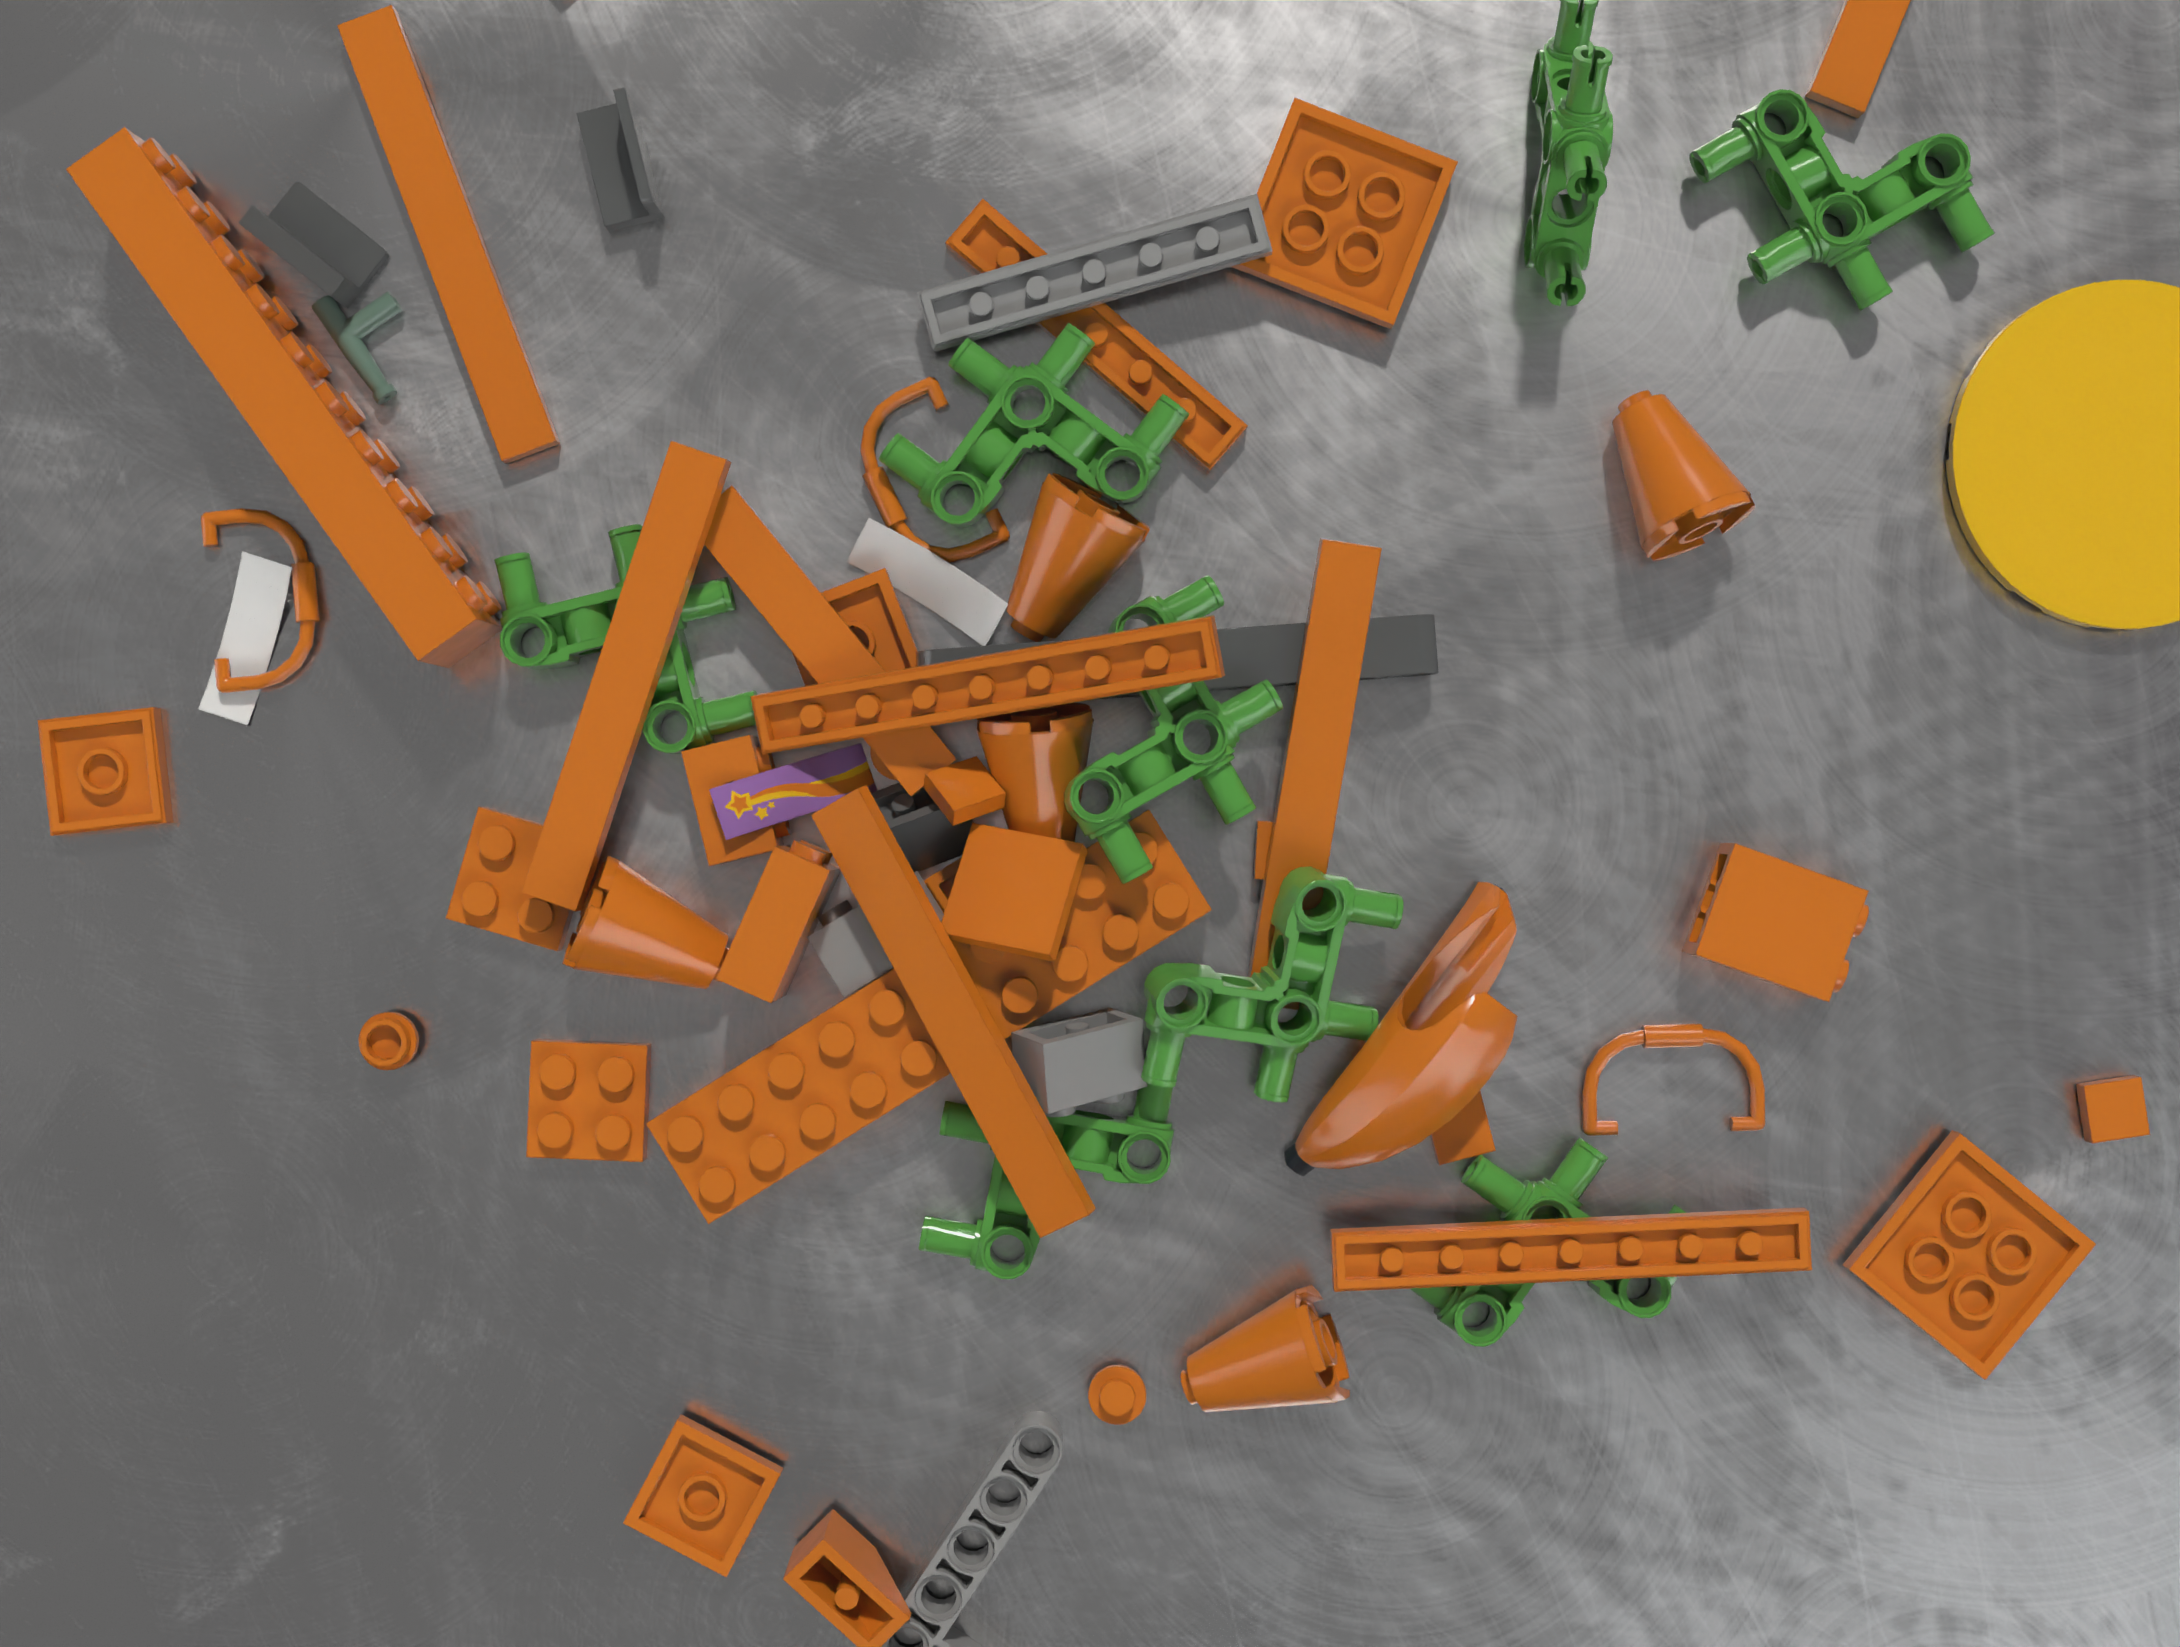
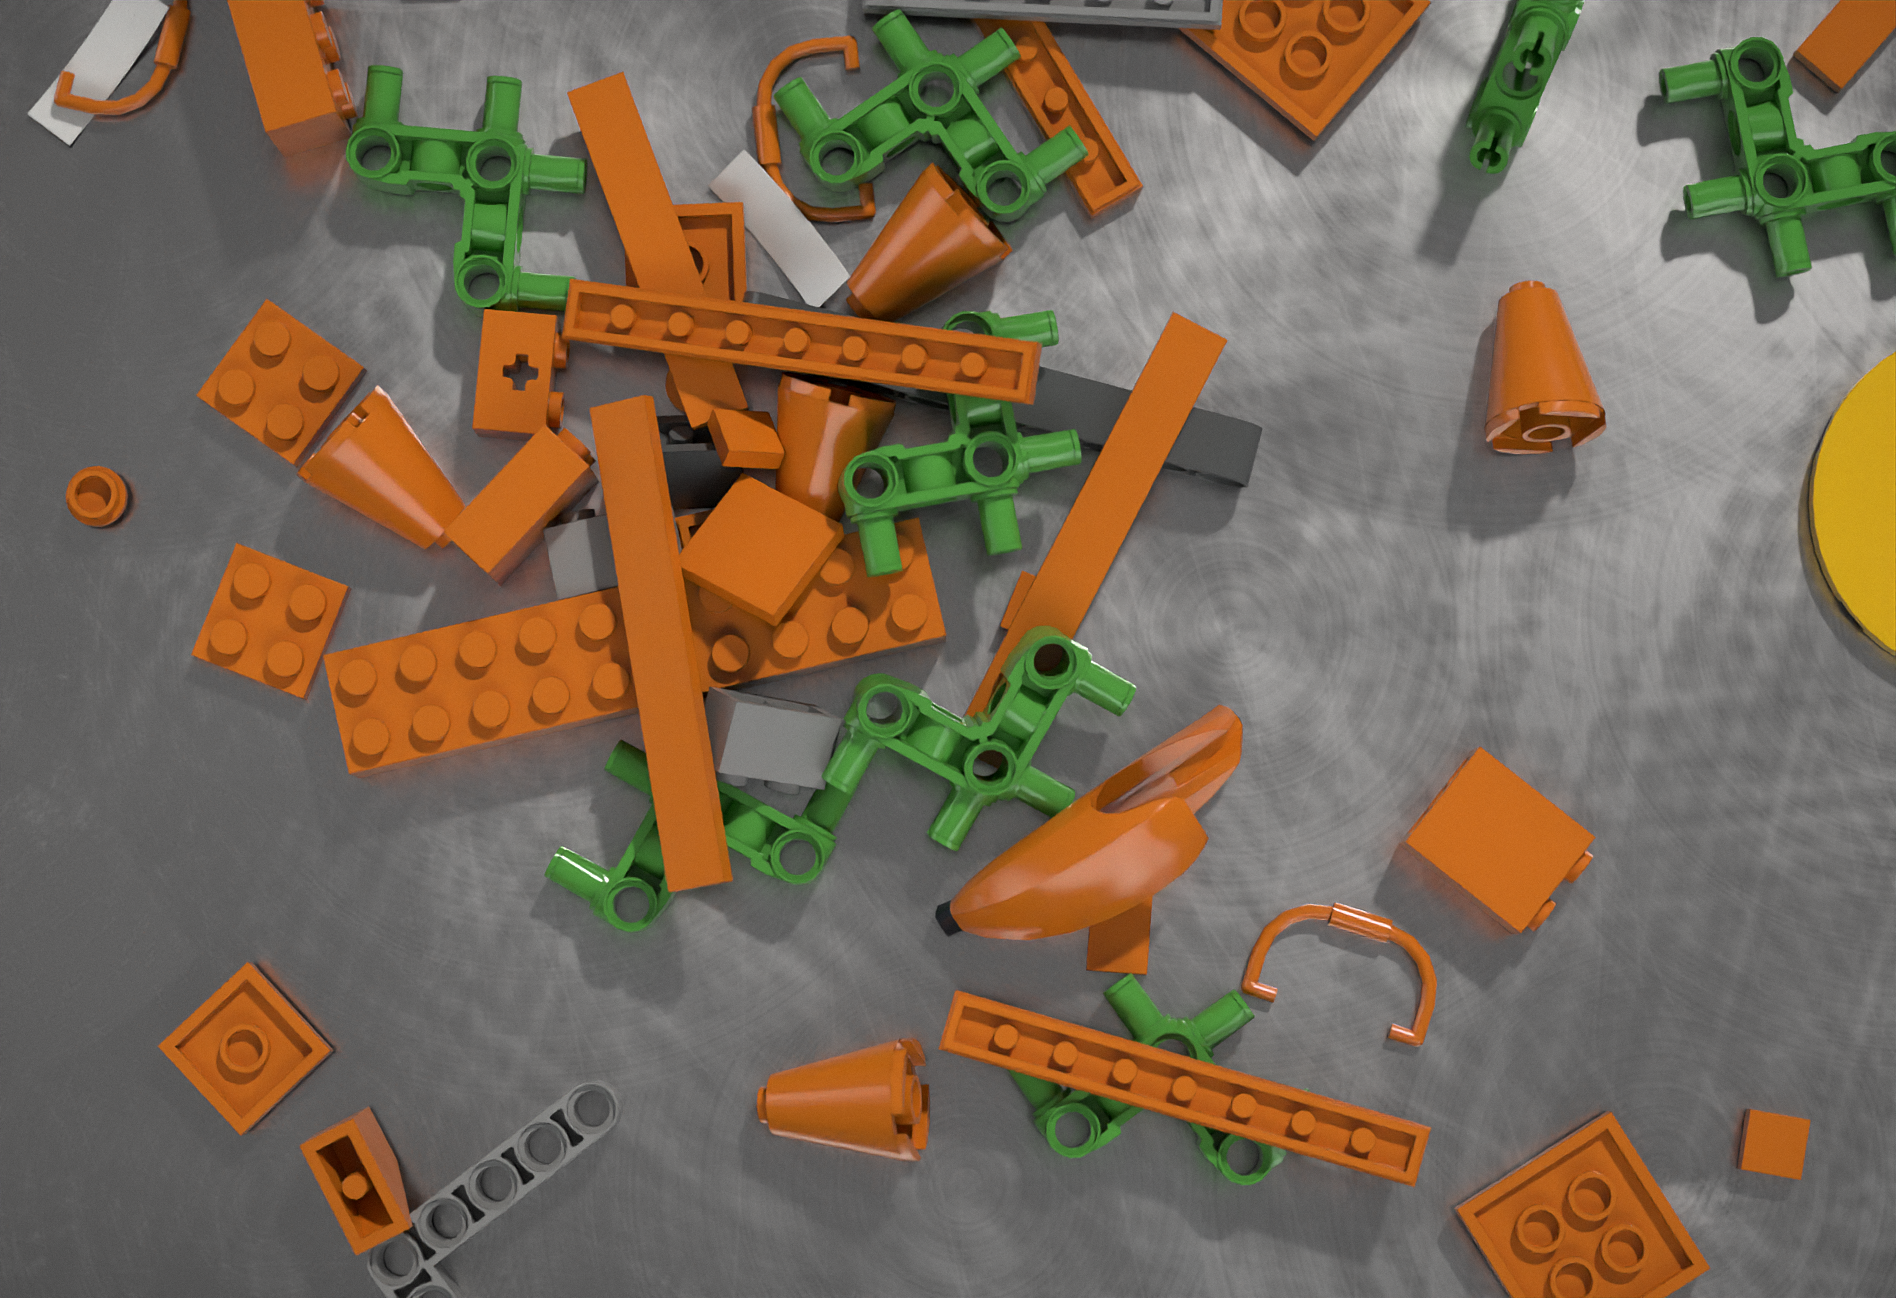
camera: 15 degrees right, 5 degrees down
(626, 676) = (456, 219): orange tile -> none
(790, 790) = (572, 382): medium lavender sticker -> none
(1117, 1394) = (689, 1089): orange plate -> none

